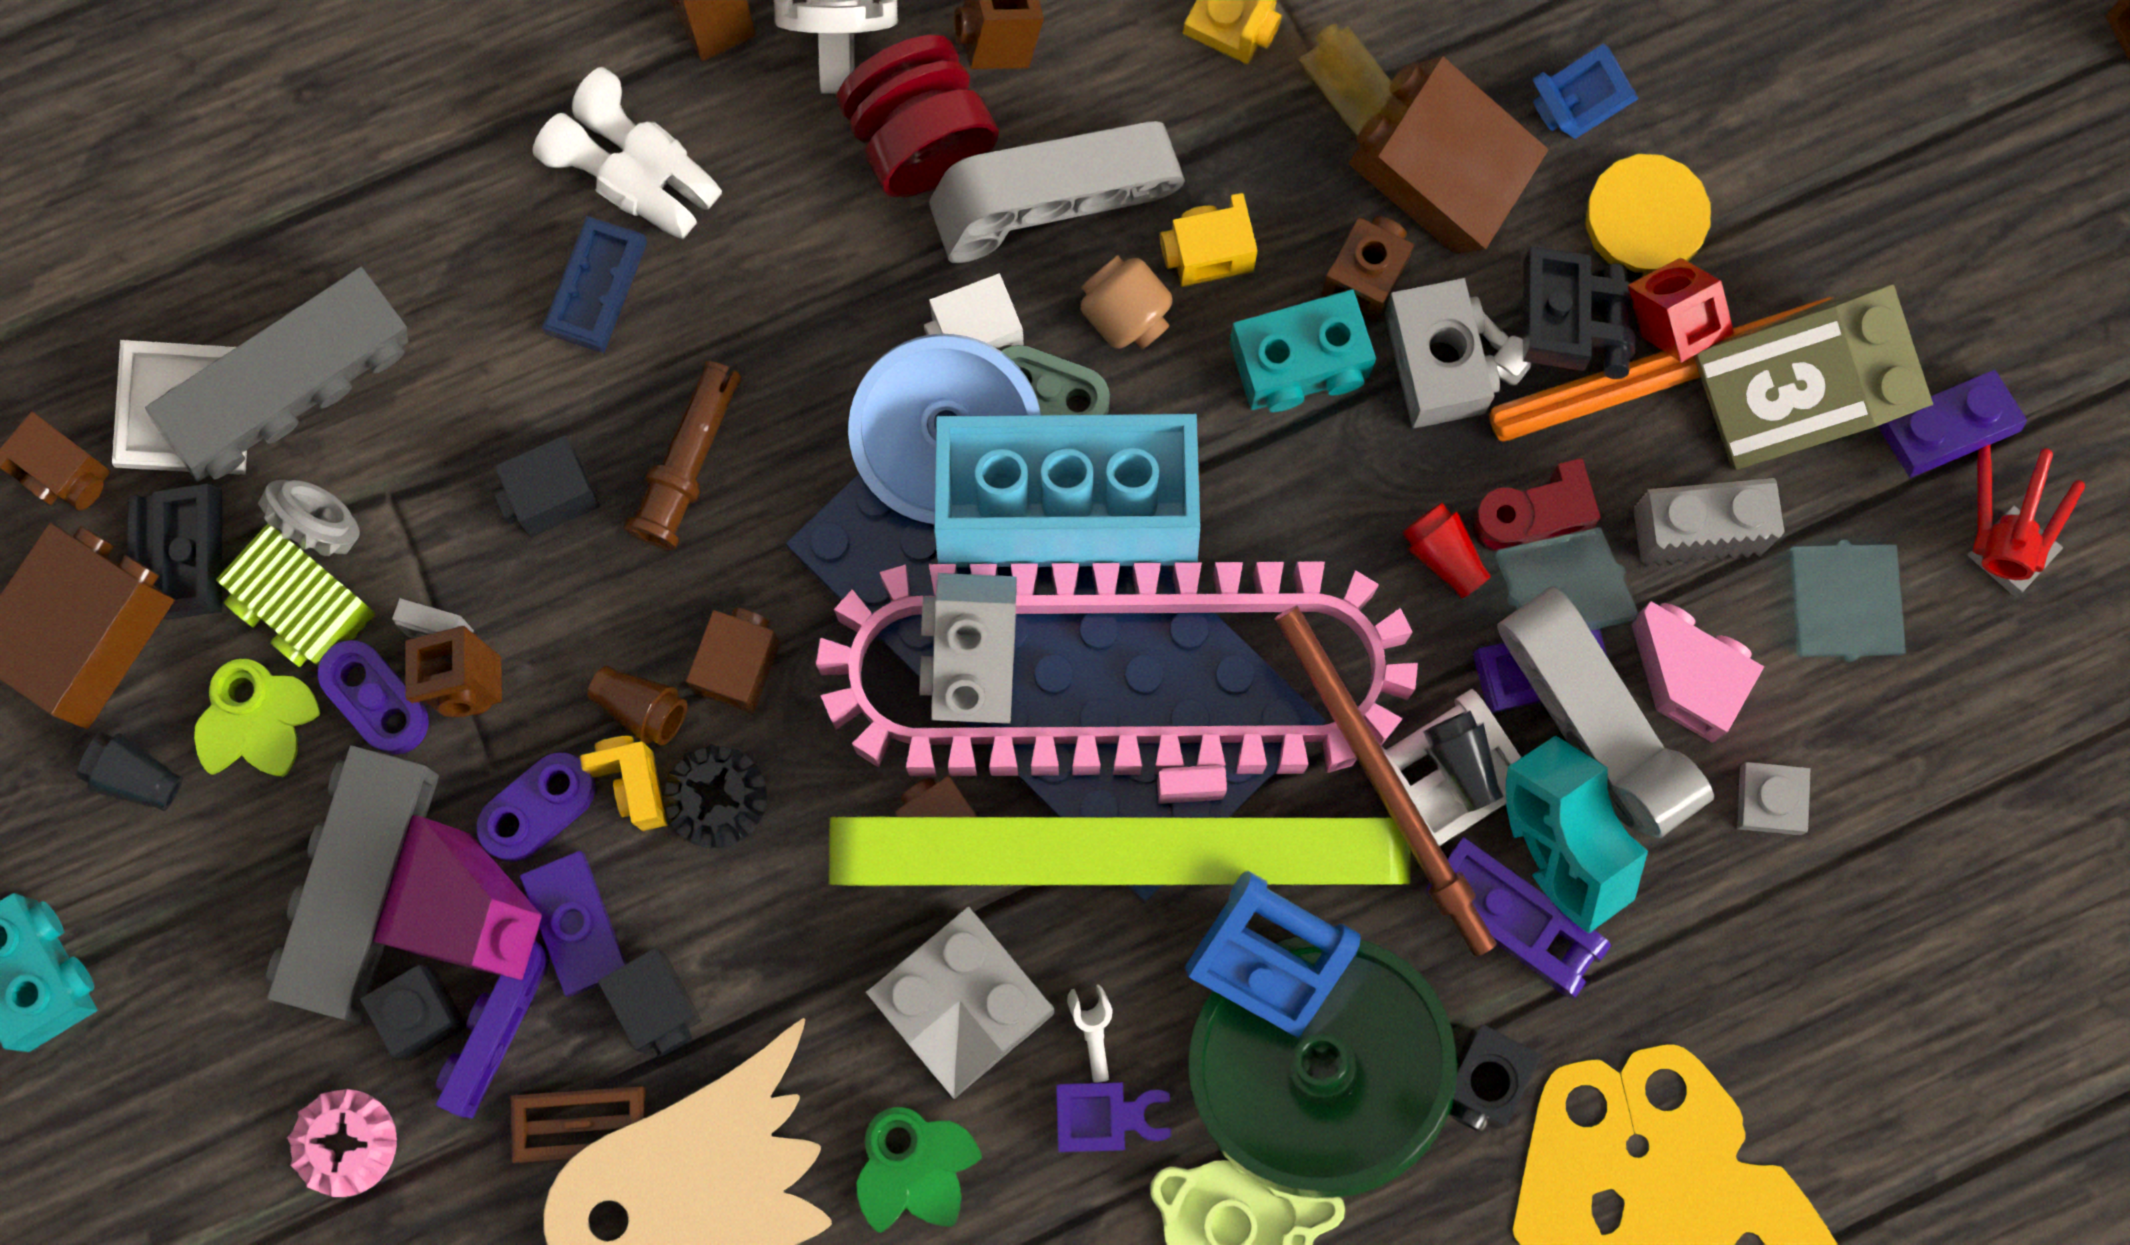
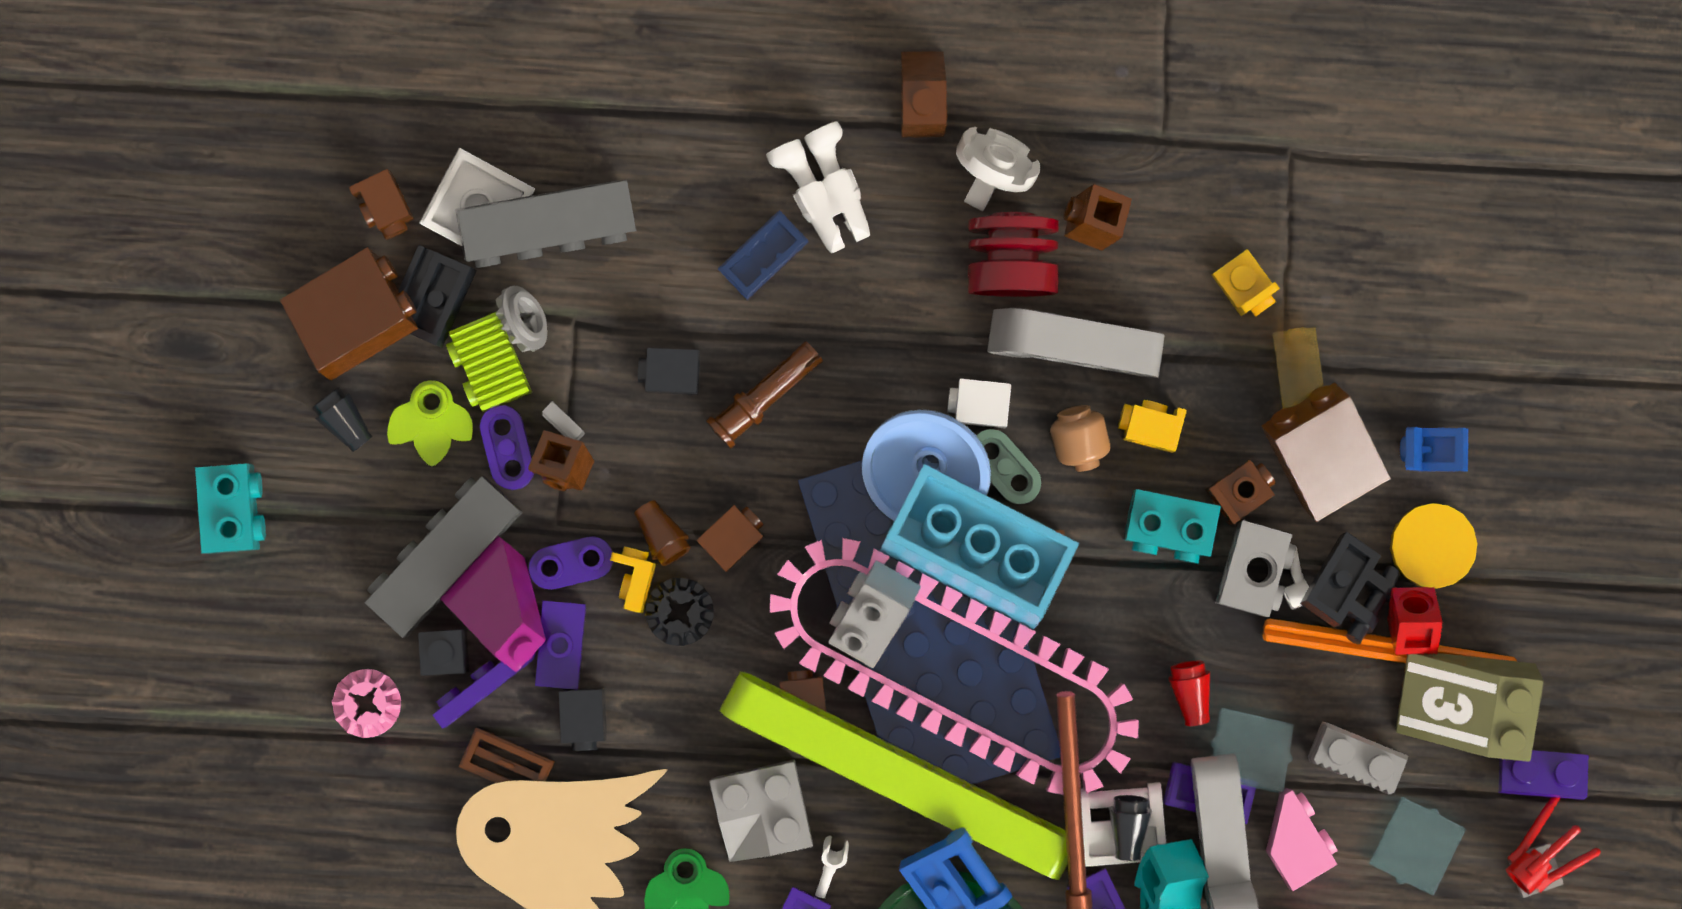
camera: 30 degrees right, 10 degrees up
(1191, 784) = (960, 757): bright pink tile -> none
(1540, 513) = (1243, 695): dark red leg -> none

